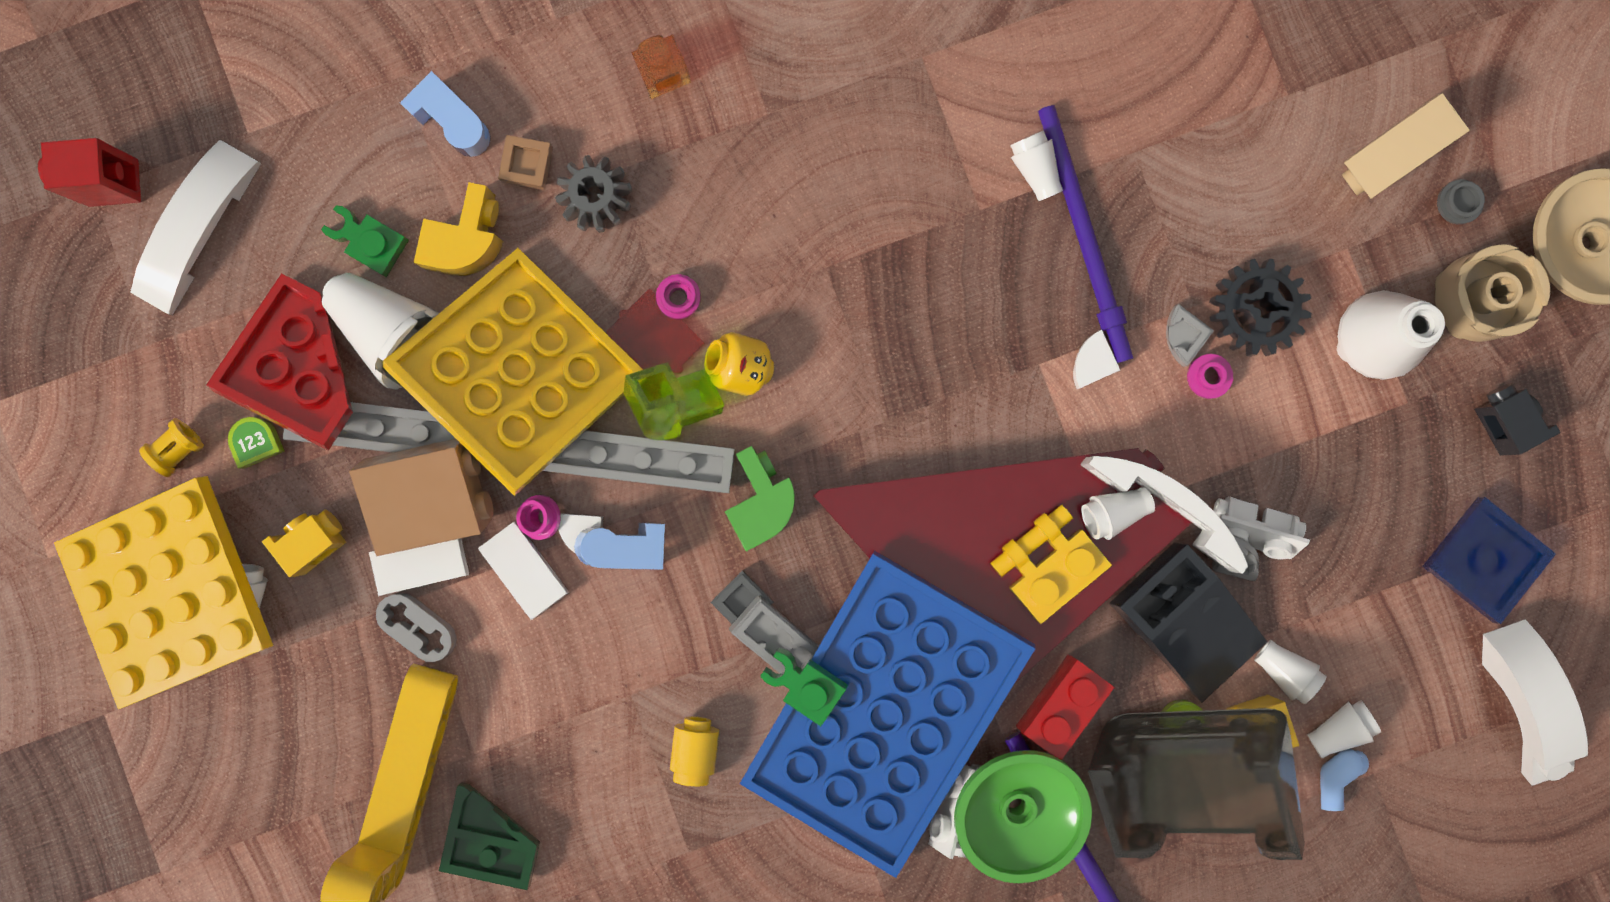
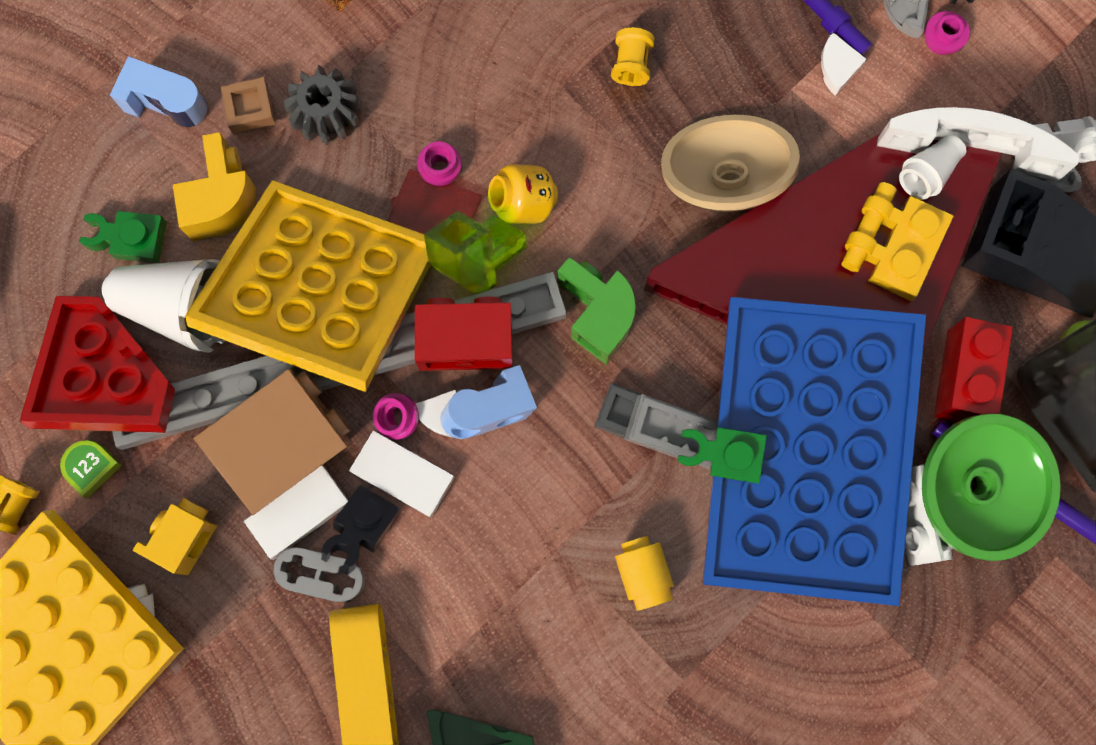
camera: 25 degrees left, 10 degrees down
(470, 600) = (361, 523): none -> black plate
(625, 479) = (463, 334): none -> red brick
(902, 271) = (632, 56): none -> yellow bush
(943, 401) = (730, 162): none -> tan dish

